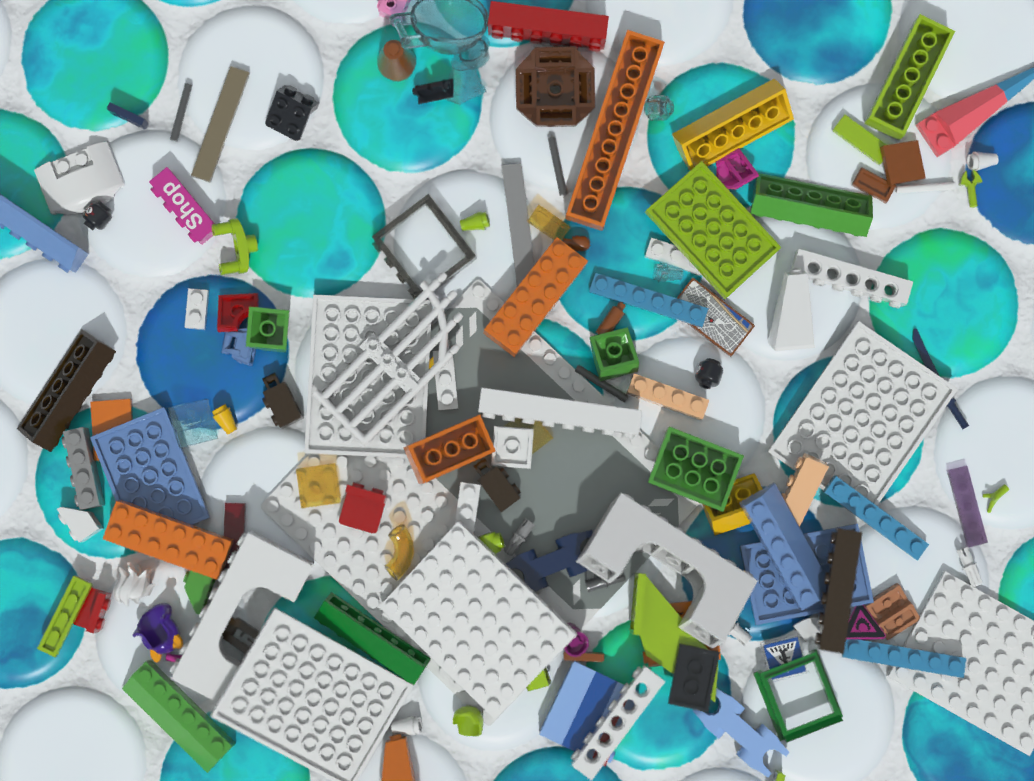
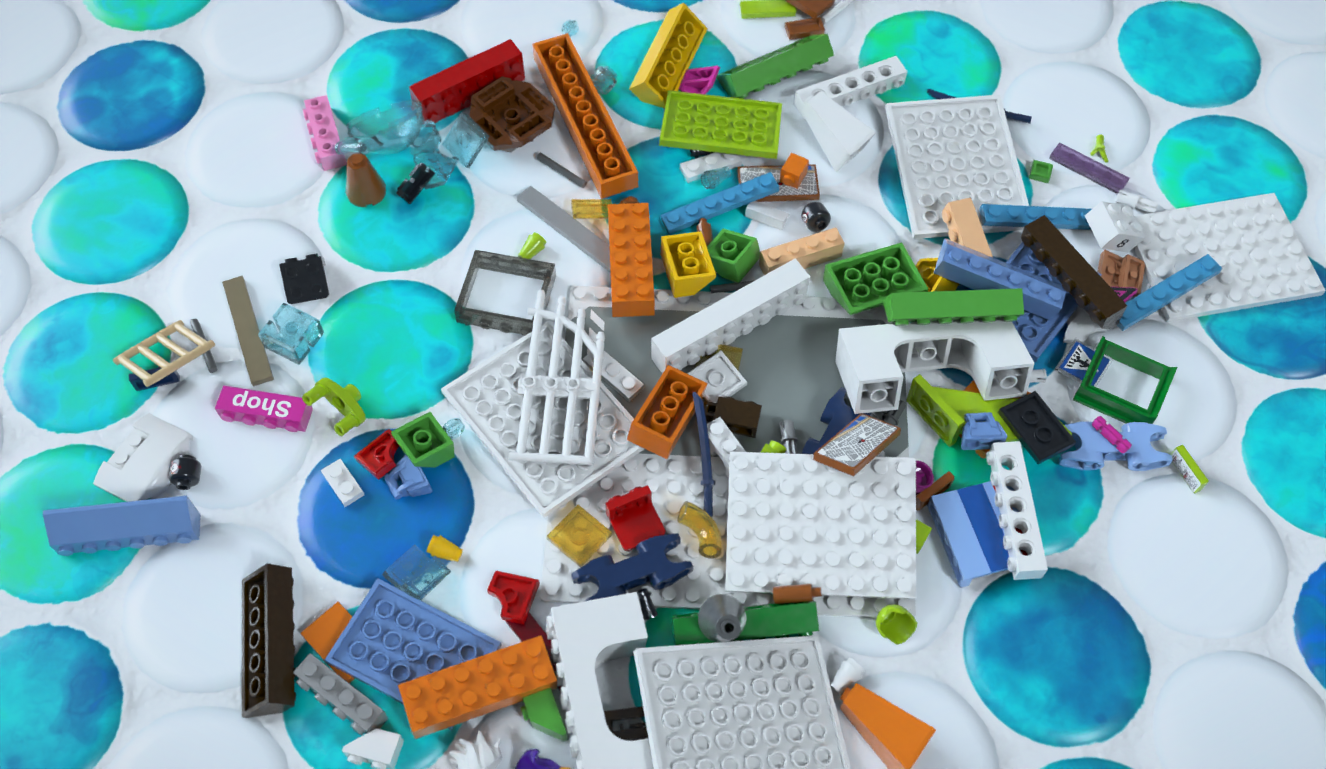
camera: 40 degrees left, 25 degrees down
(158, 122) = (161, 337): none -> tan bar
(244, 160) = (295, 333): none -> clear light blue piece
(244, 490) = (515, 595): none -> red tile
(281, 402) = (485, 495): dark brown brick -> none
(300, 331) = (454, 428): none -> clear light blue tile
(314, 538) = (647, 566): none -> dark blue piece
(322, 566) = (646, 603): none -> black pin
(351, 632) = (722, 618): none -> dark grey cone
(418, 651) = (795, 593): none -> dark orange cylinder
(433, 523) = (707, 480): none -> dark blue sword
(502, 81) = (465, 140): none -> clear light blue tile
(548, 590) = (857, 444): none -> tile
(572, 337) = (686, 263): none -> yellow slope
(647, 651) = (980, 434): none -> medium blue piece
(677, 338) = (767, 215): none -> white slope
(679, 28) = (570, 27): none -> clear light blue plate
(718, 546) = (954, 305): none -> bright green slope
(727, 322) = (794, 170): none -> orange brick
(741, 726) = (1111, 434): none -> dark pink axle
(922, 576) = (1115, 226): none -> white brick
(926, 477) = (1041, 171): none -> bright green tile

